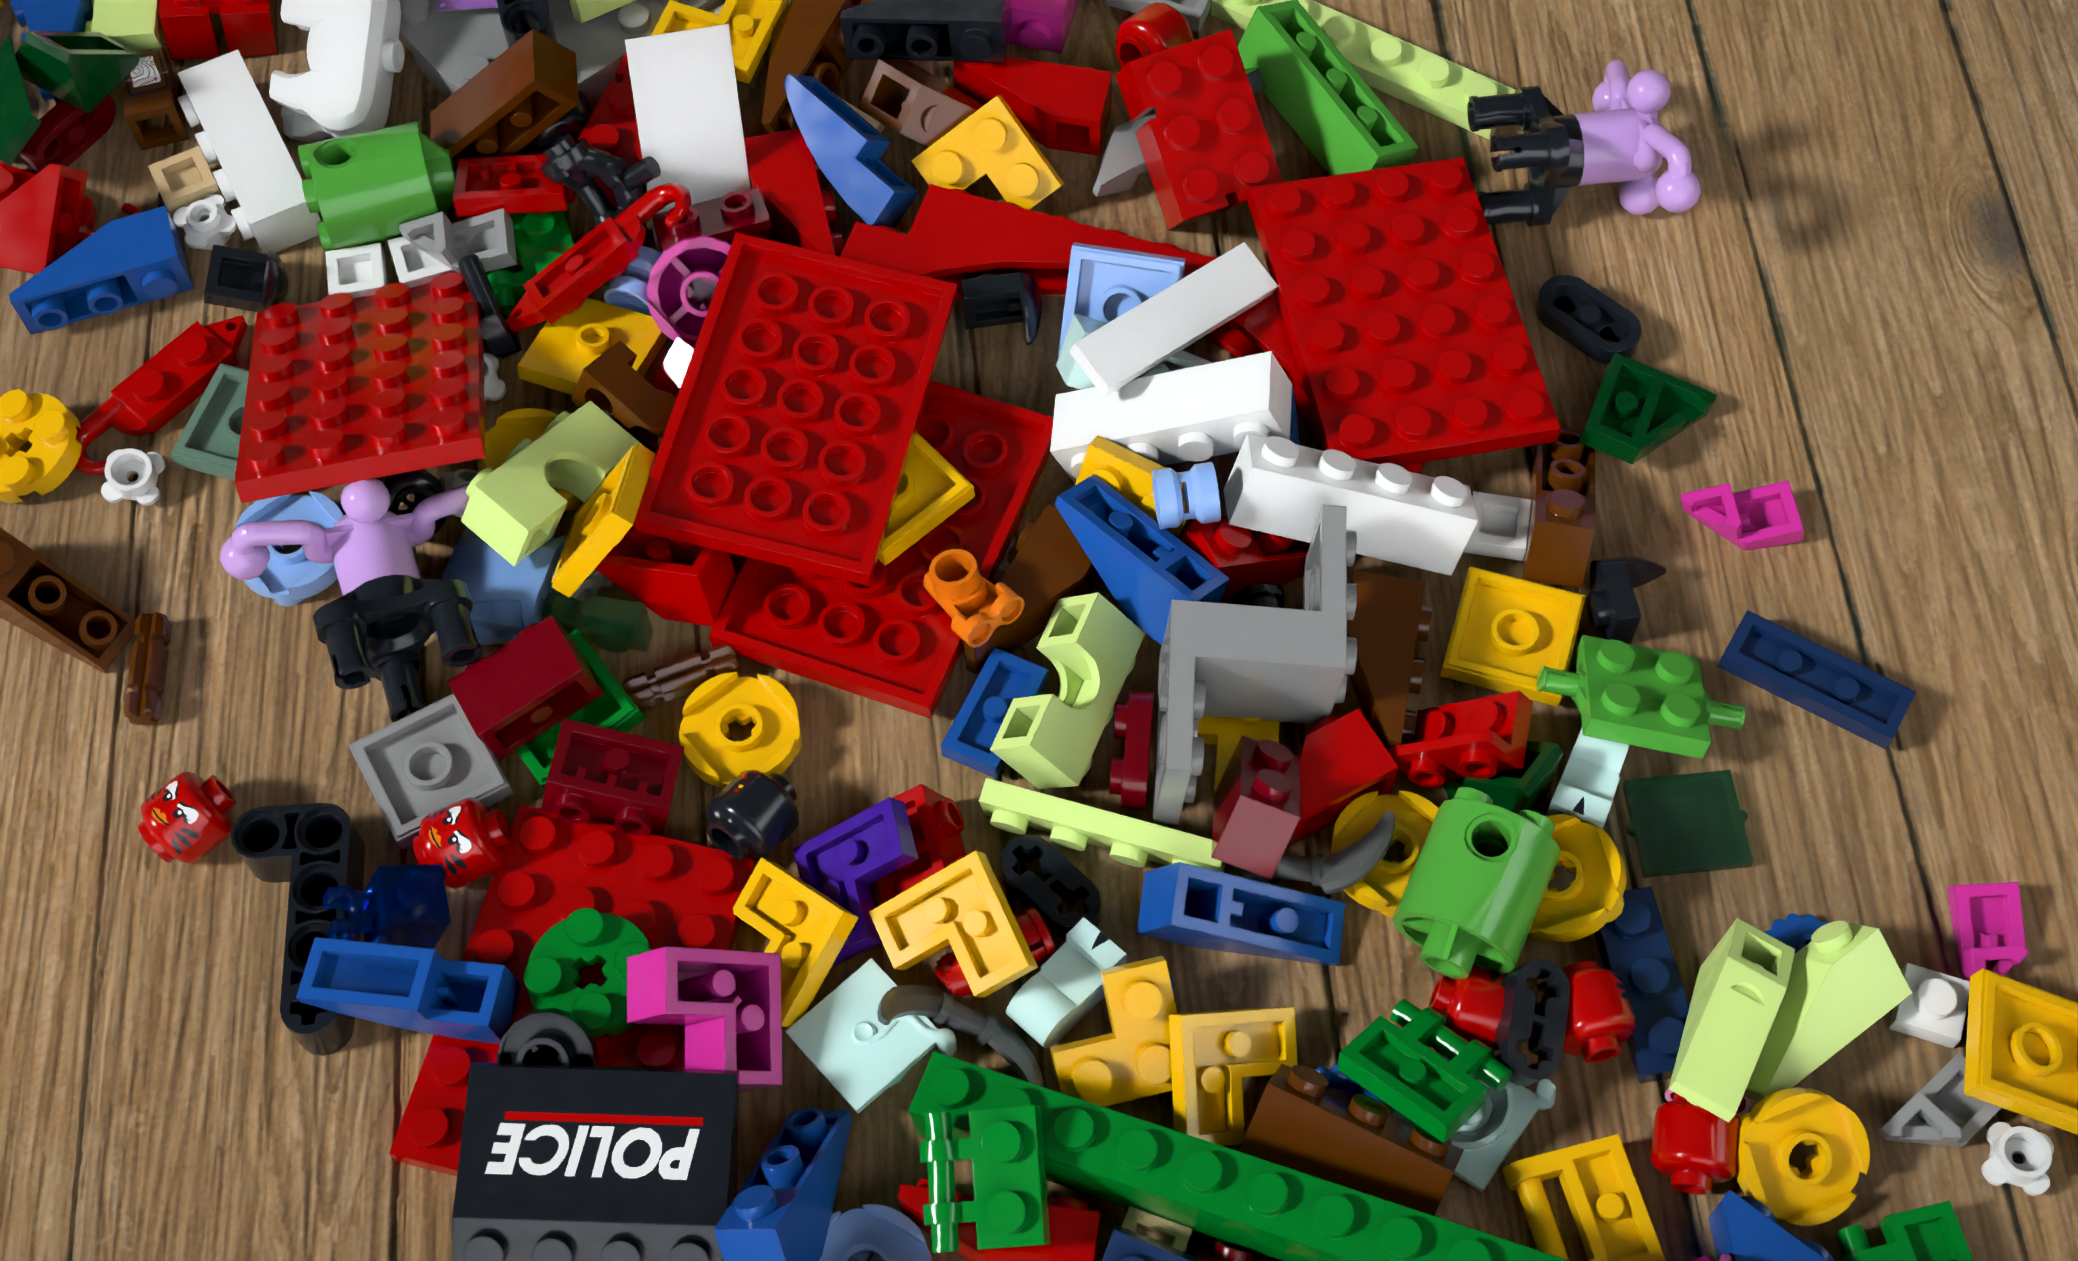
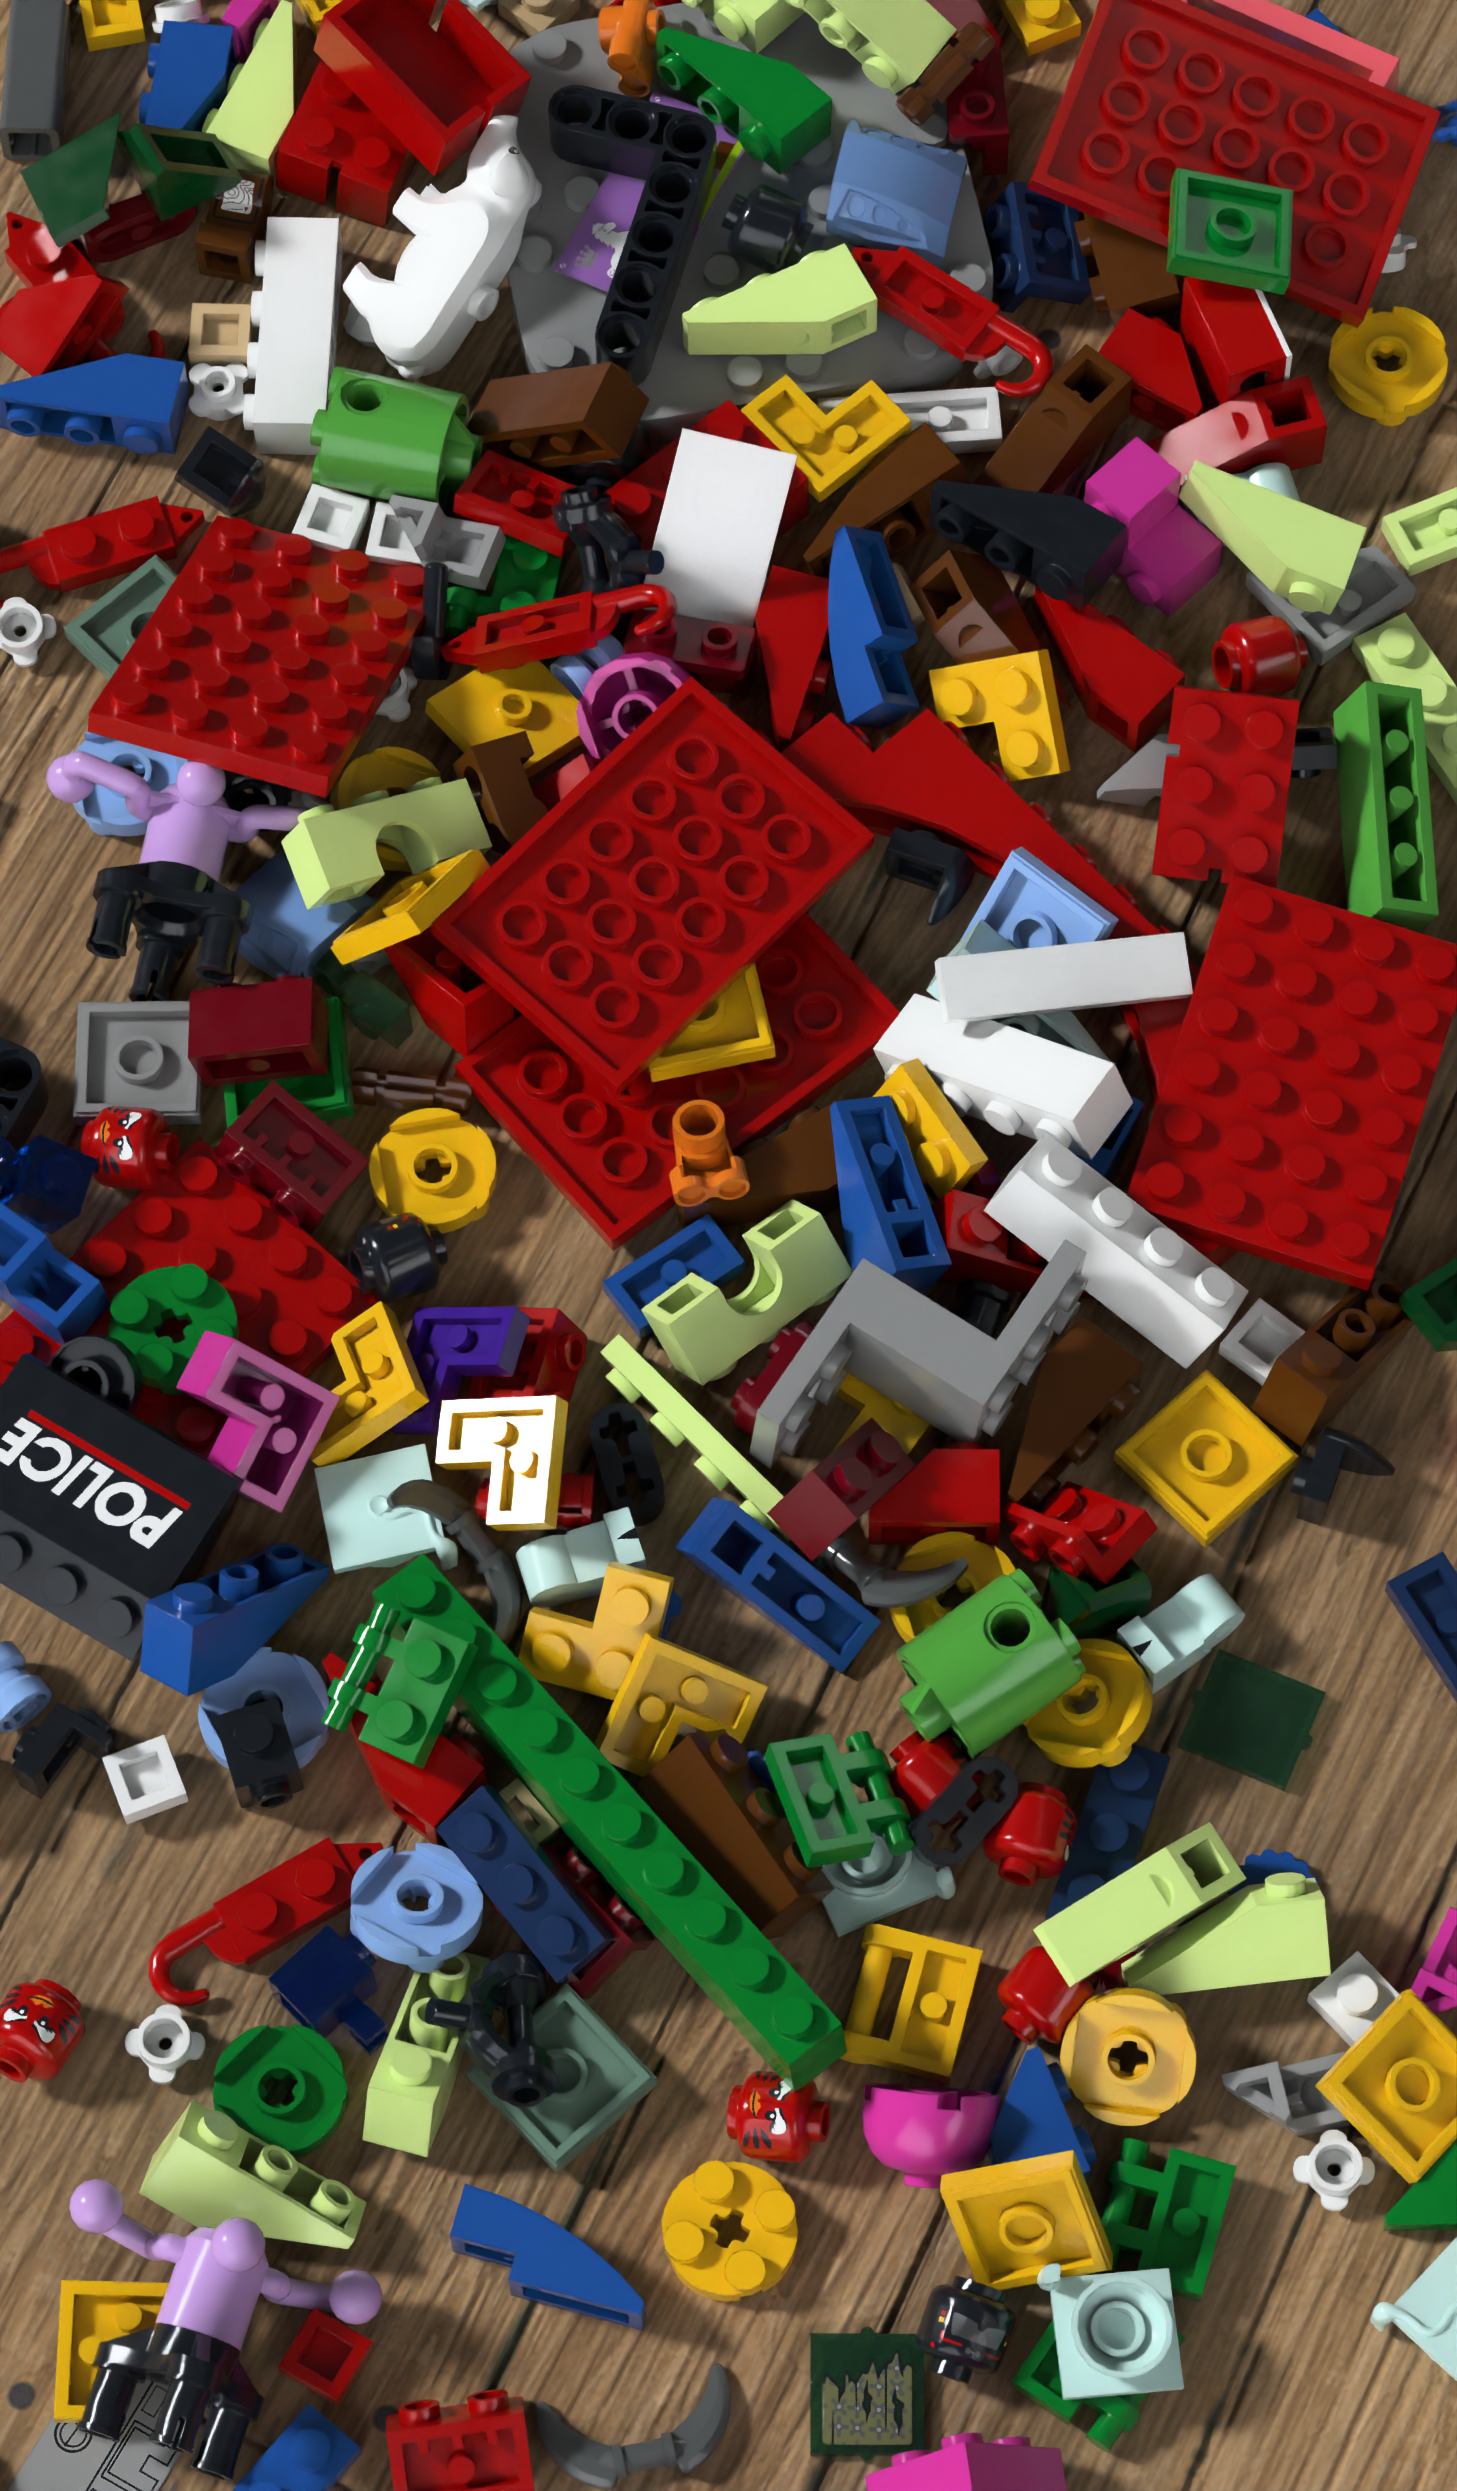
camera: 30 degrees right, 5 degrees up
(1200, 495) = (952, 1163): light blue wheel -> none
(1641, 697) = (1279, 1579): bright green plate -> none

